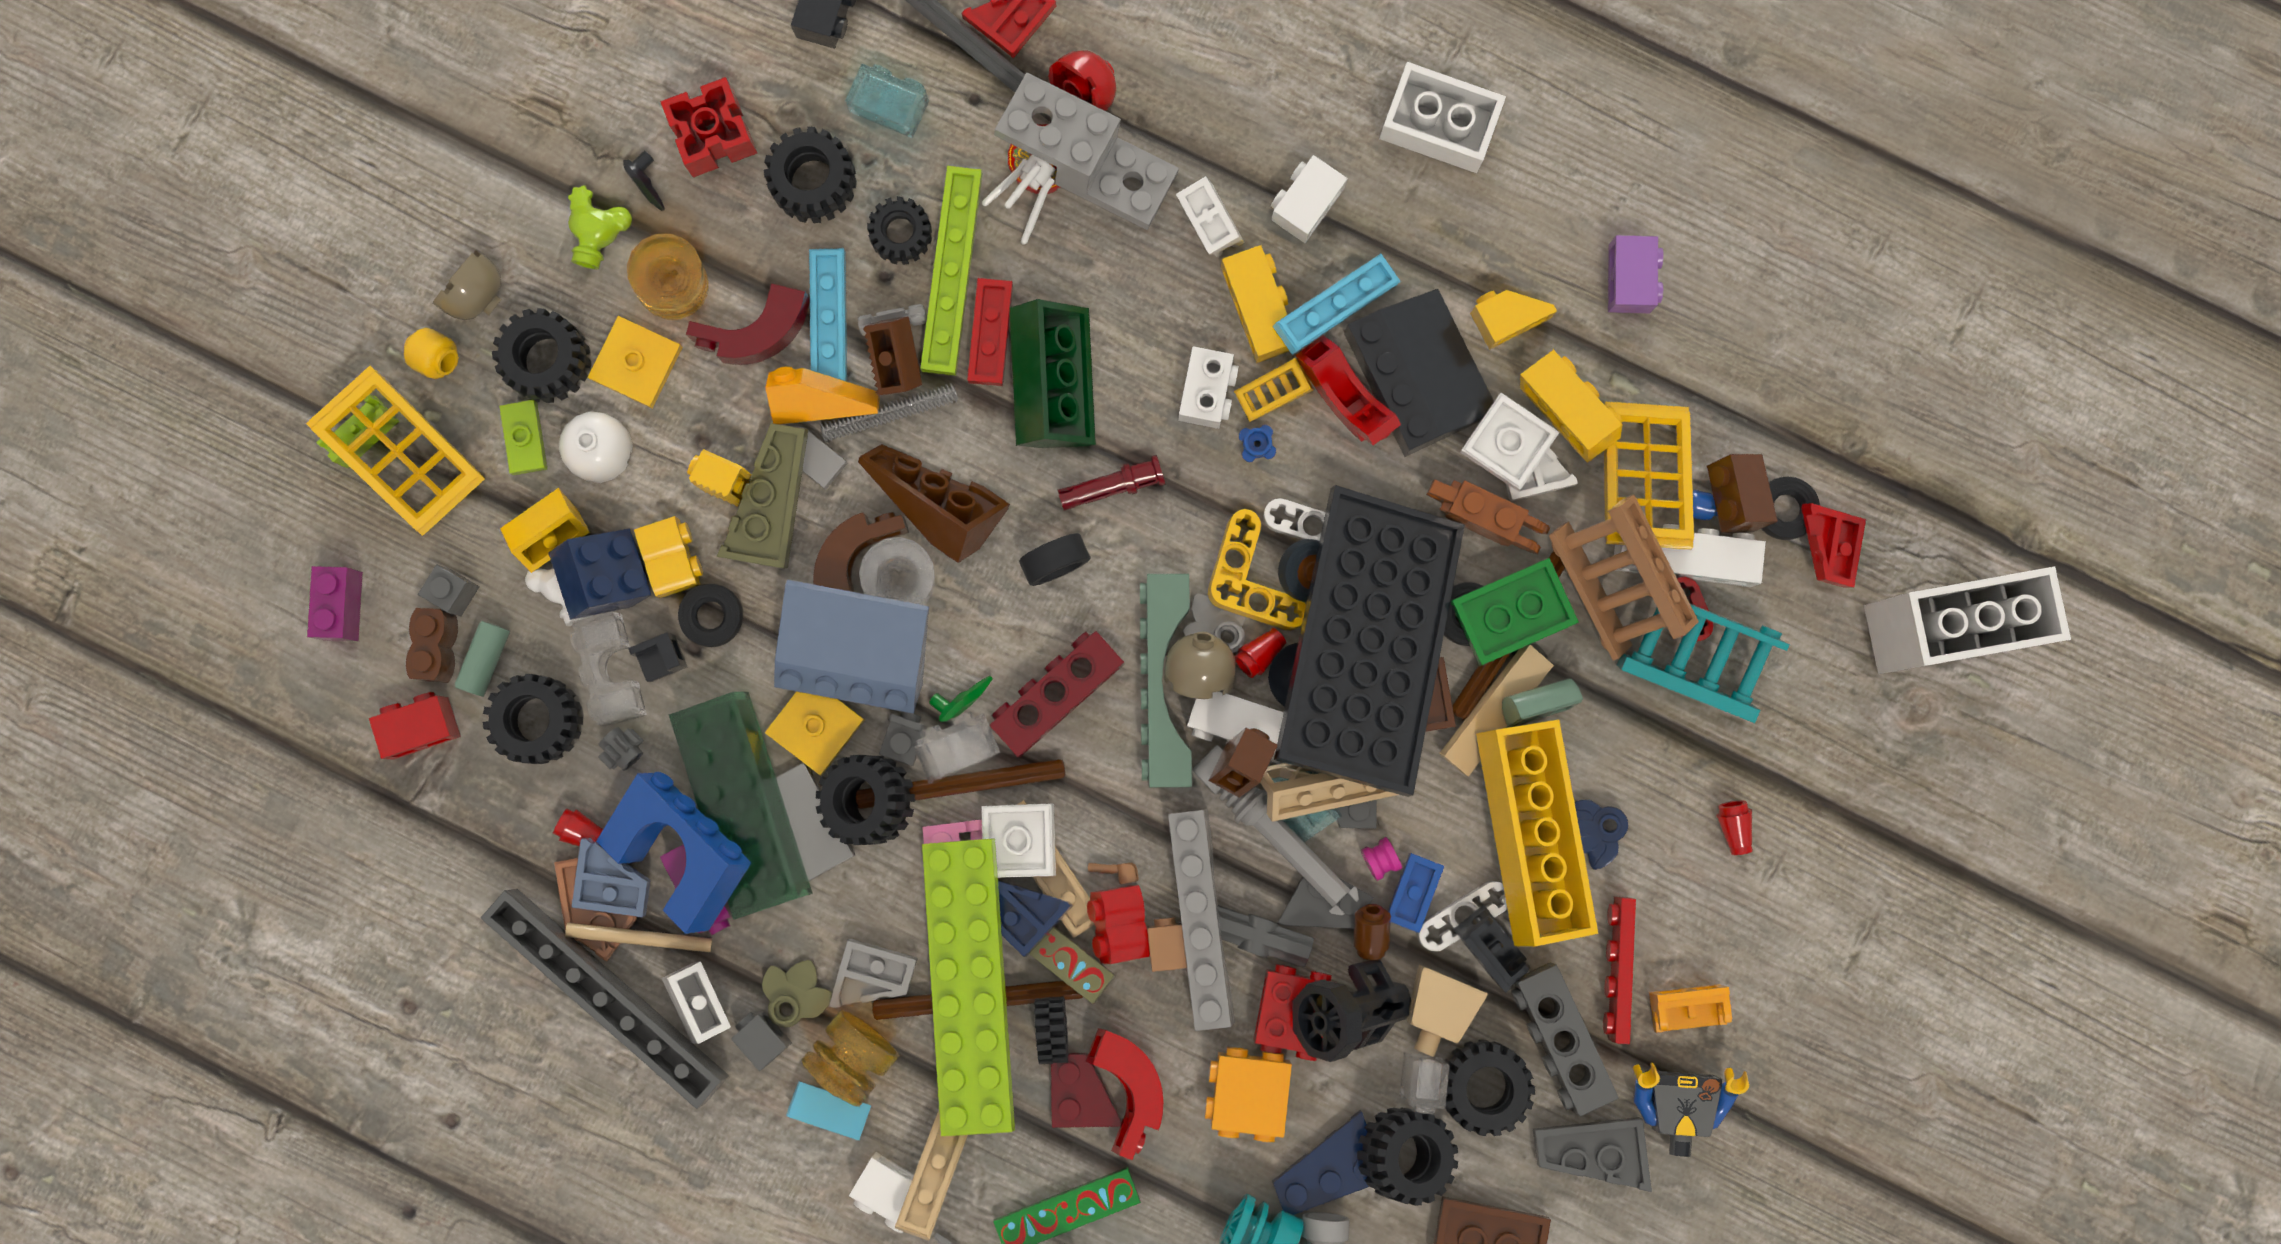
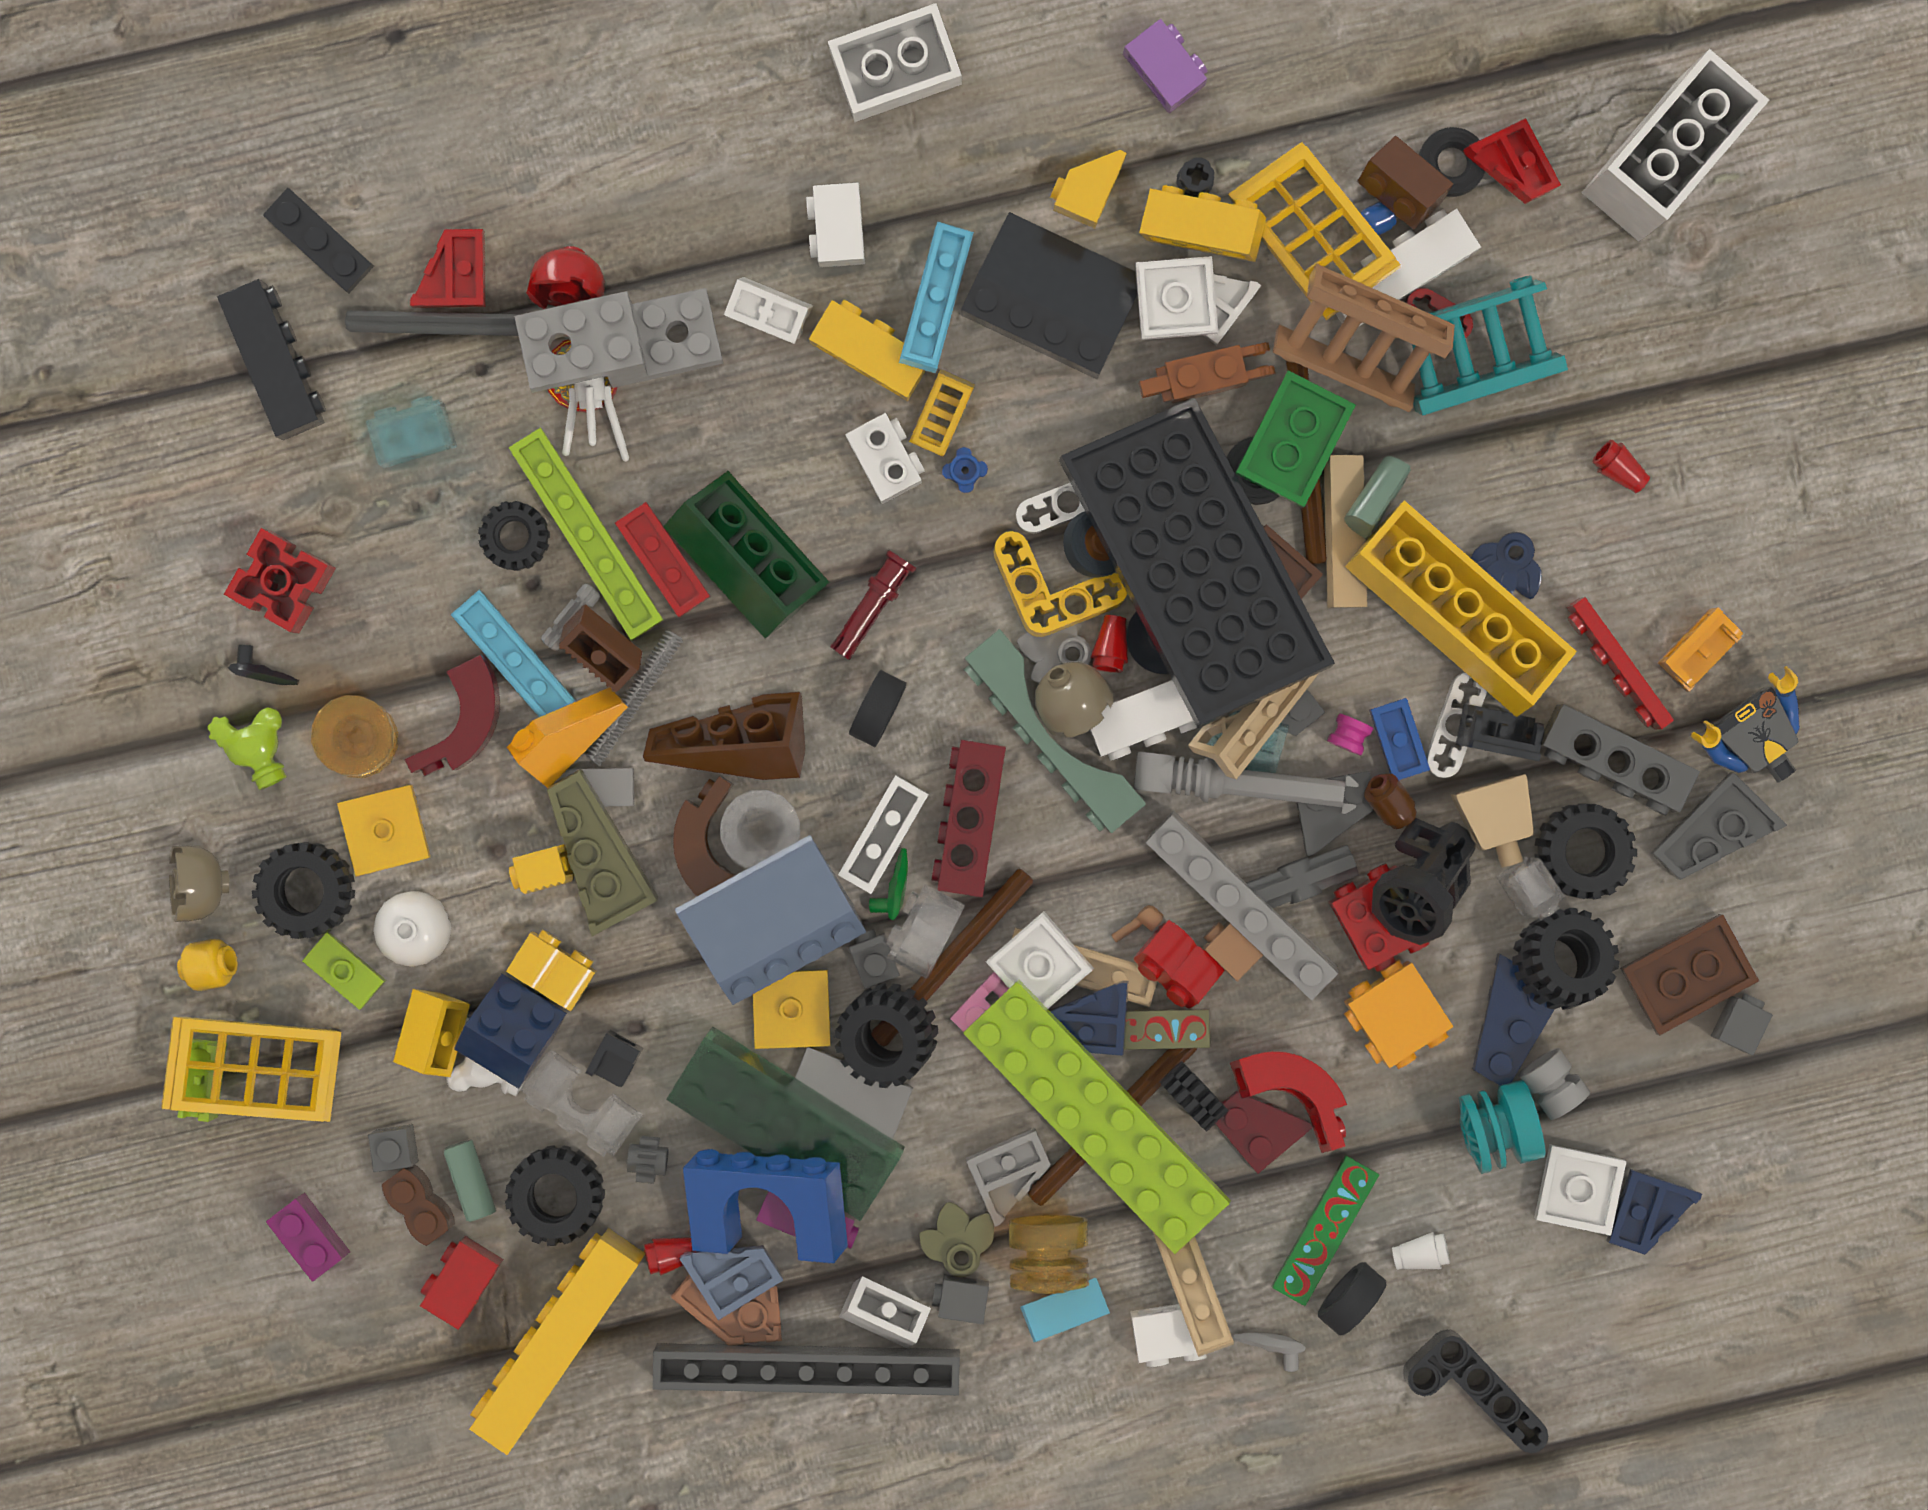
camera: 35 degrees left, 5 degrees up
(442, 825) = (562, 1333): none -> yellow brick
(638, 937) = (792, 1299): tan bar -> none
(689, 609) = (643, 972): black tyre -> none
(798, 150) = (368, 544): black tyre -> none
(984, 653) = (883, 834): none -> white brick
(1243, 761) = (1173, 750): reddish brown brick -> none
(1345, 393) = (1006, 367): red arch -> none
(1595, 359) = (1207, 173): none -> black bush

